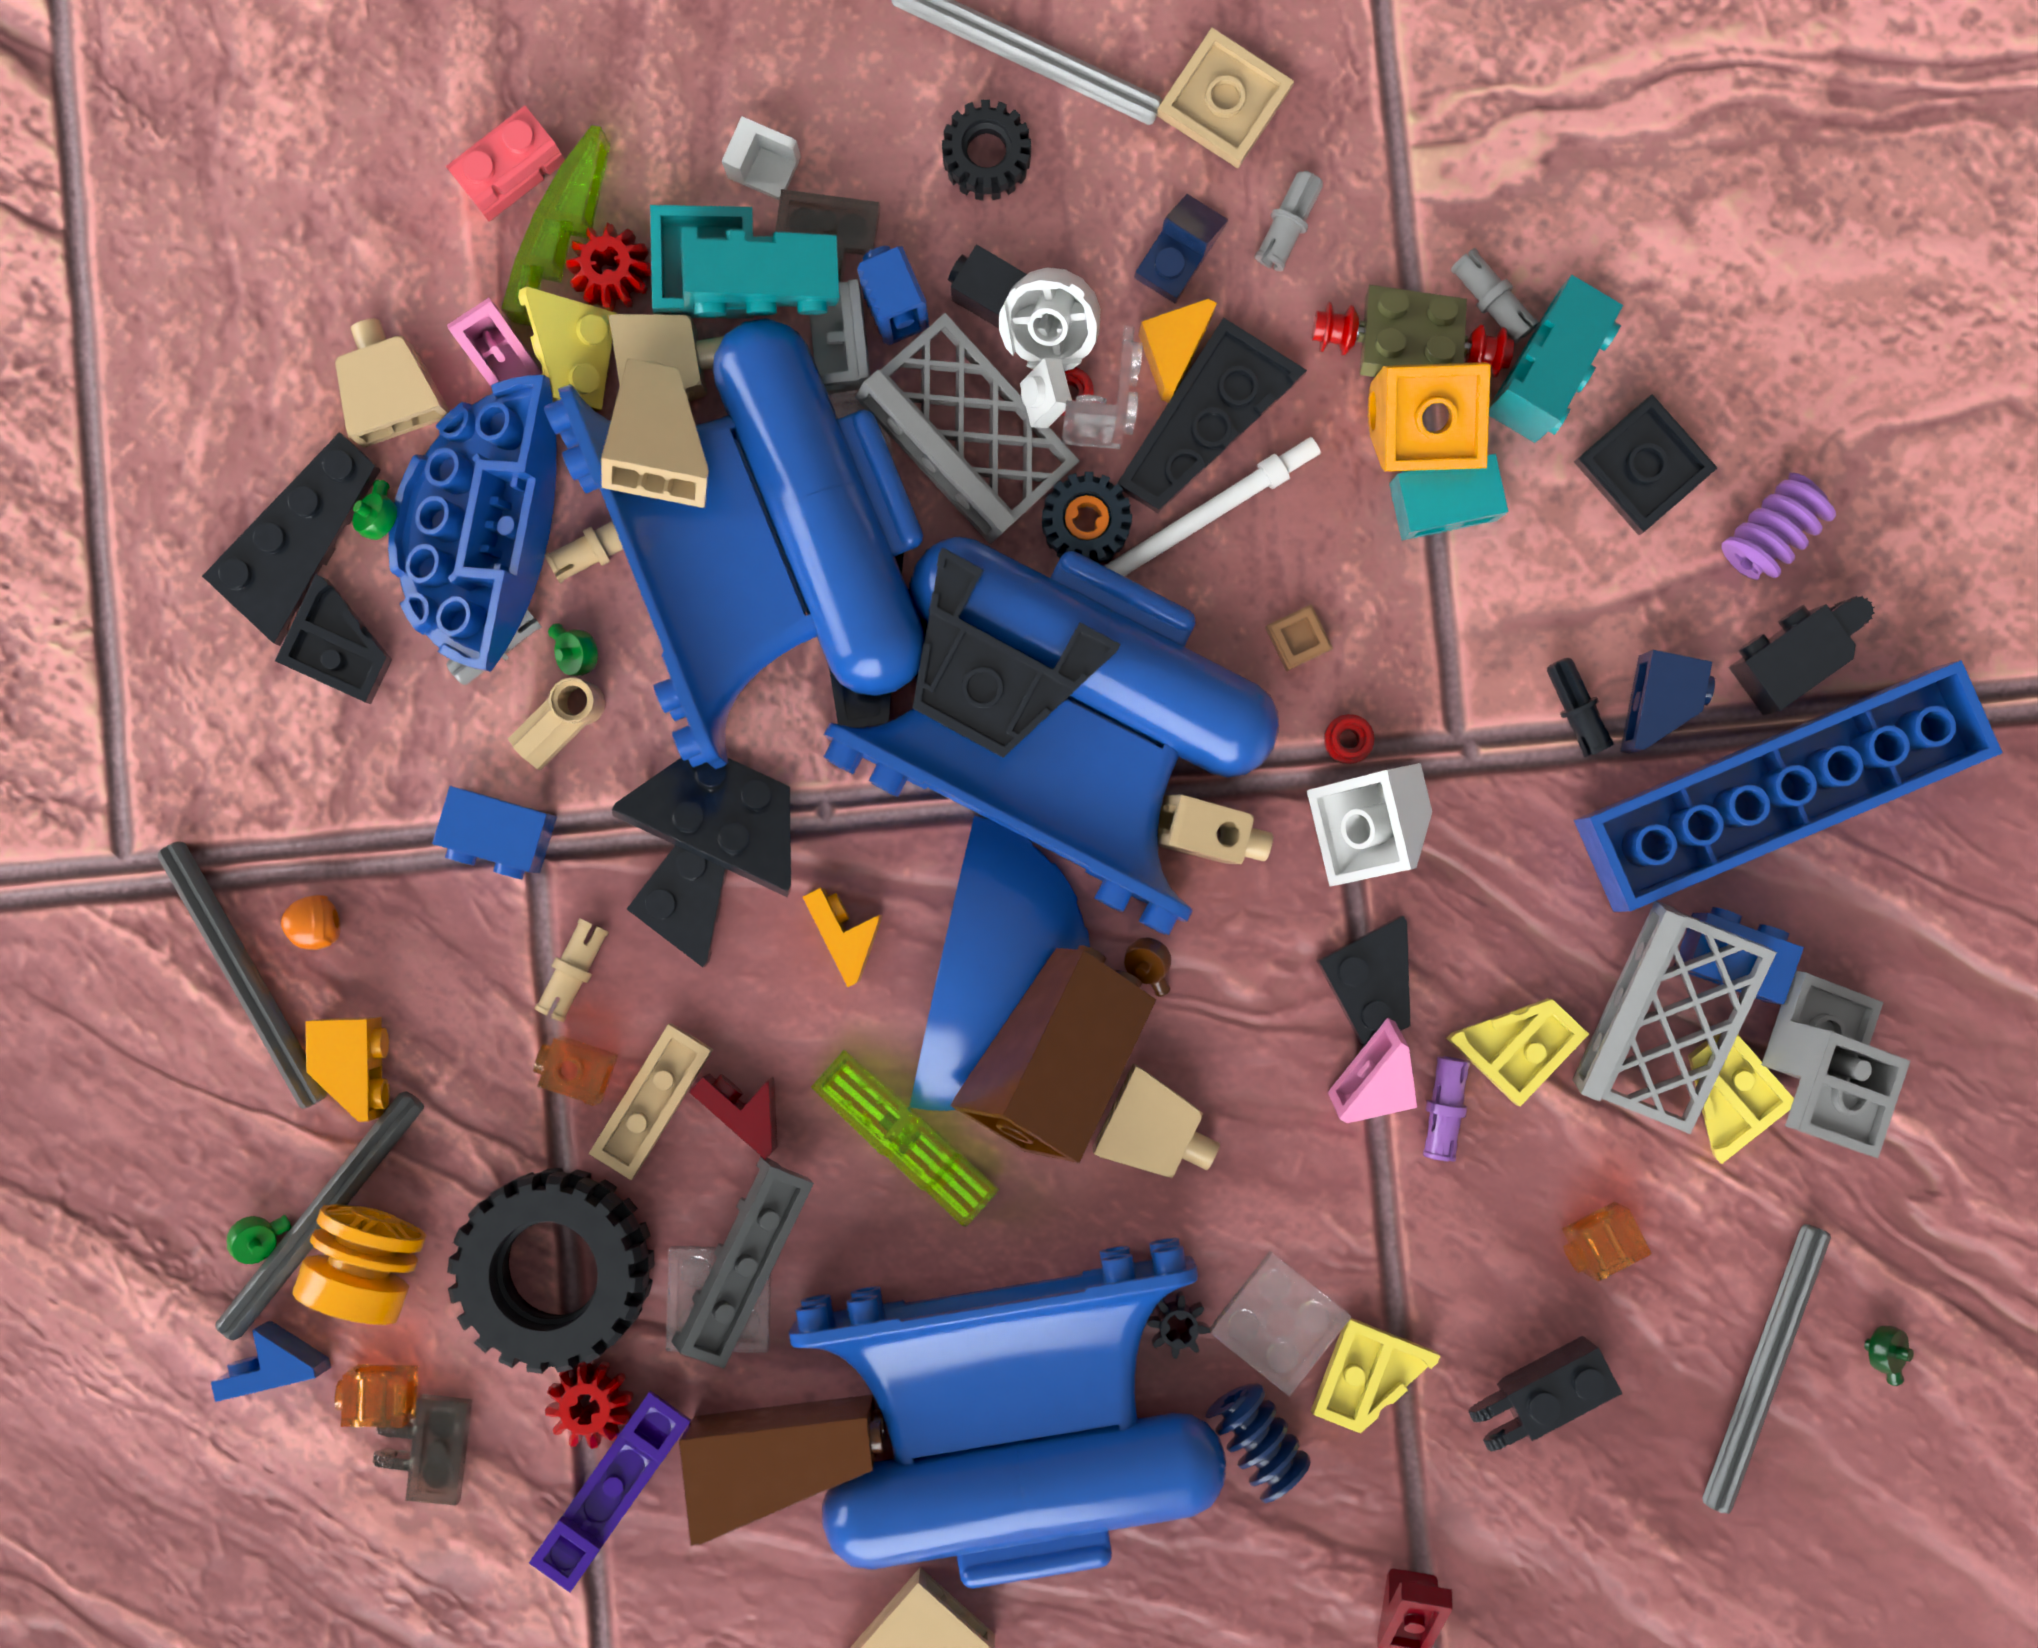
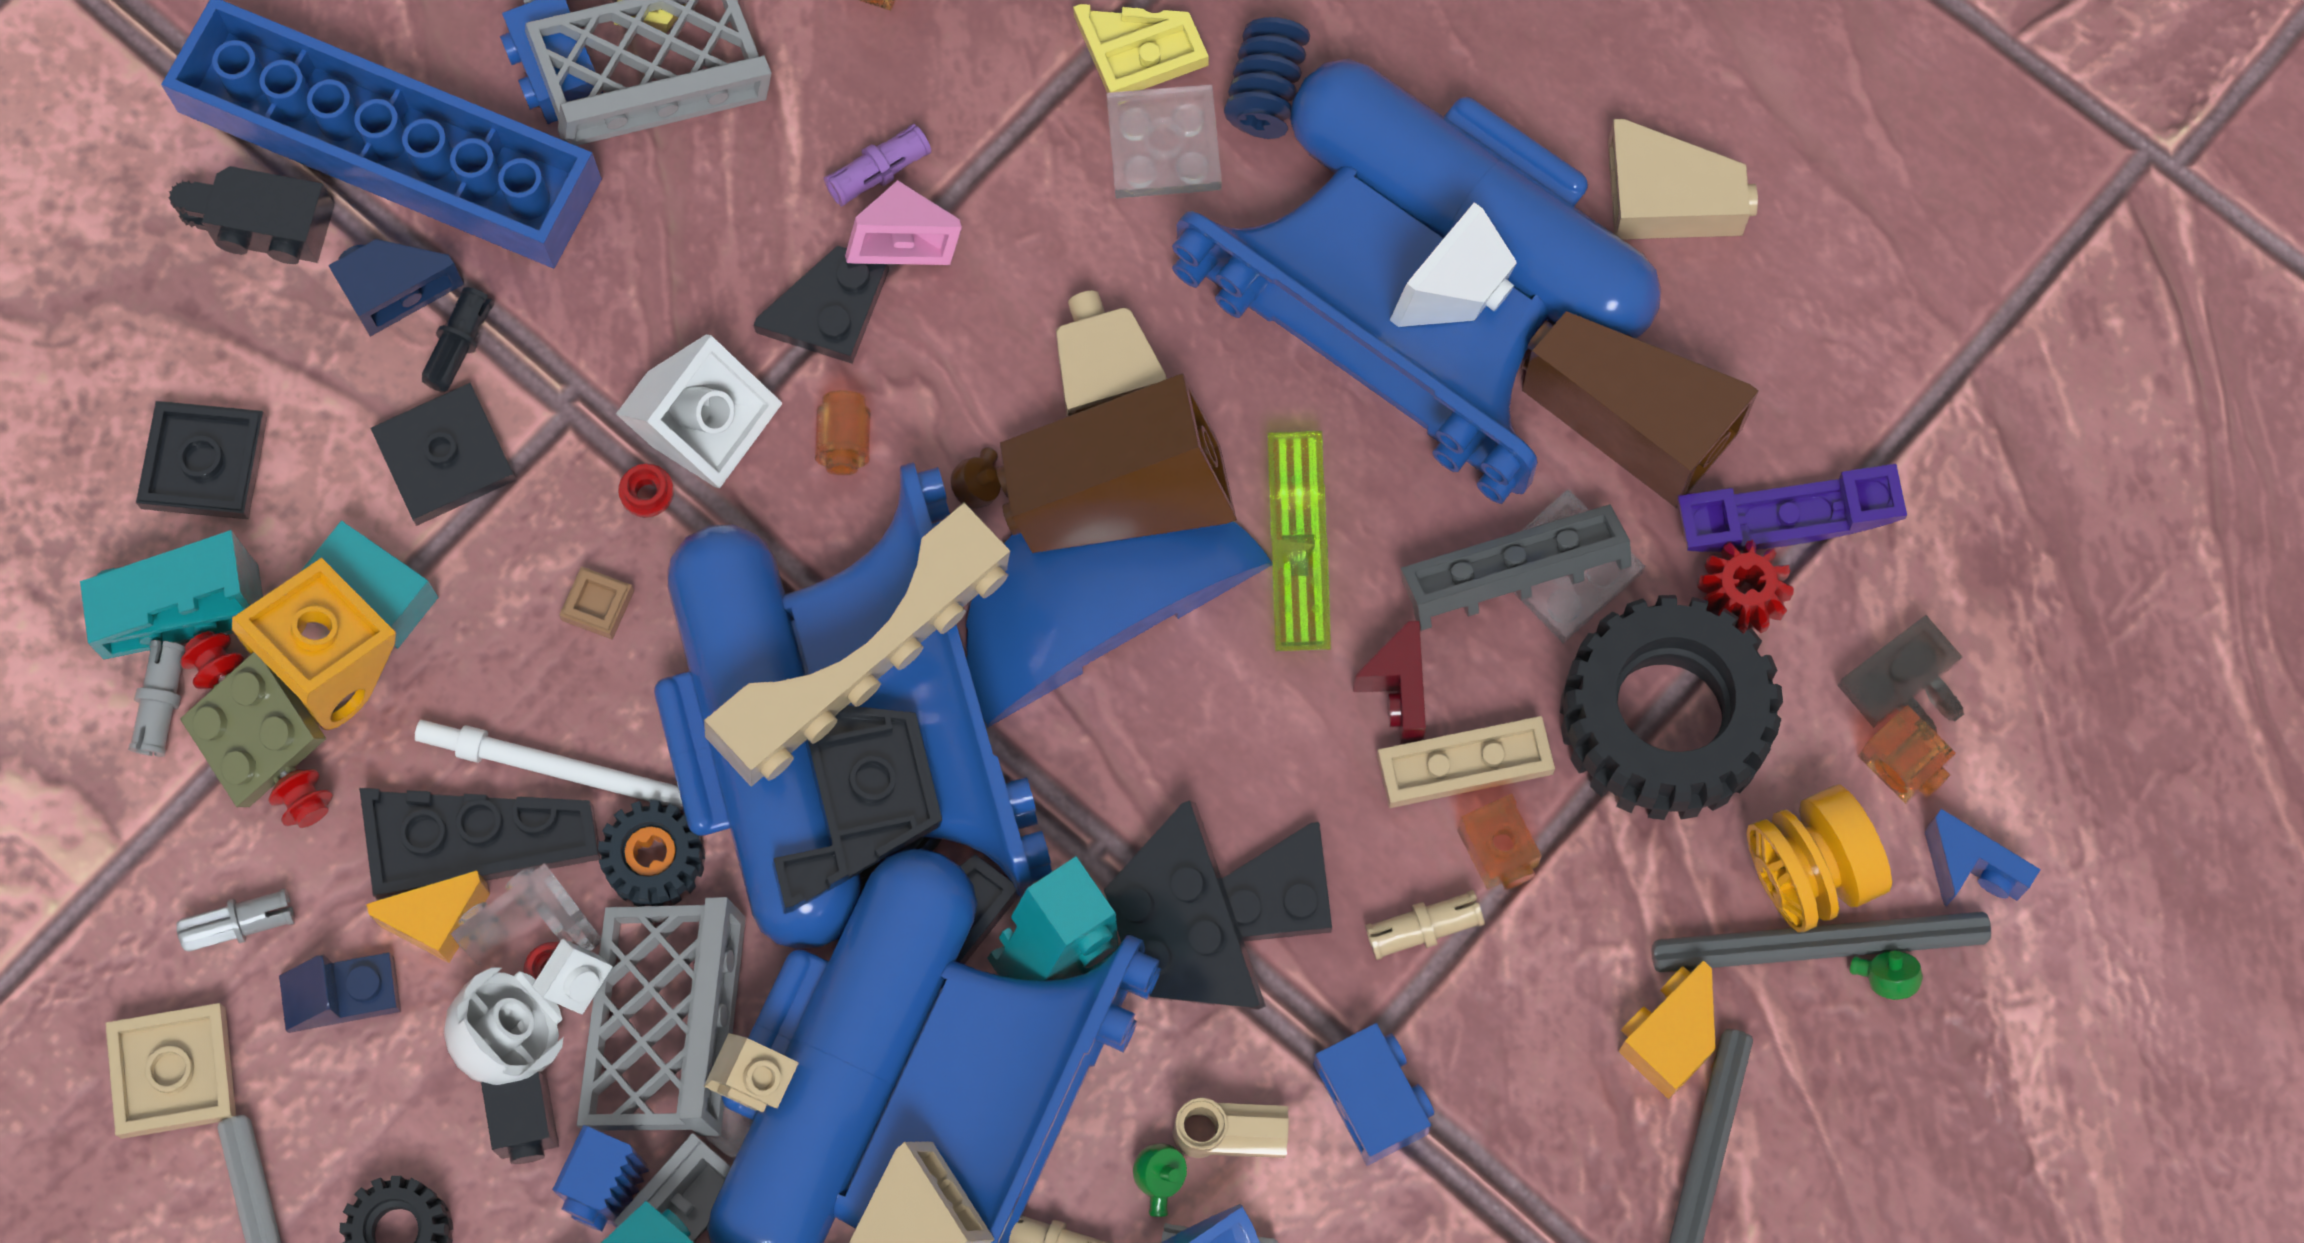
camera: 125 degrees left, 15 degrees down
(311, 922) = (1596, 1173): orange piece -> none
(773, 719) = (1060, 928): none -> teal wedge
(848, 948) = (1186, 720): light orange slope -> none
(853, 427) = (750, 1073): none -> tan window
(964, 1421) = (1459, 276): none -> white slope
(1075, 865) = (772, 719): none -> tan arch
(1174, 1338) = (1235, 196): black gear -> none
(1192, 829) = (823, 518): tan torso -> none
(1266, 904) = (843, 432): none -> clear orange brick
(1502, 628) = (443, 454): none -> black plate
(1520, 1046) = (775, 153): light yellow wing -> none
(1778, 525) = (166, 314): medium lavender piece -> none

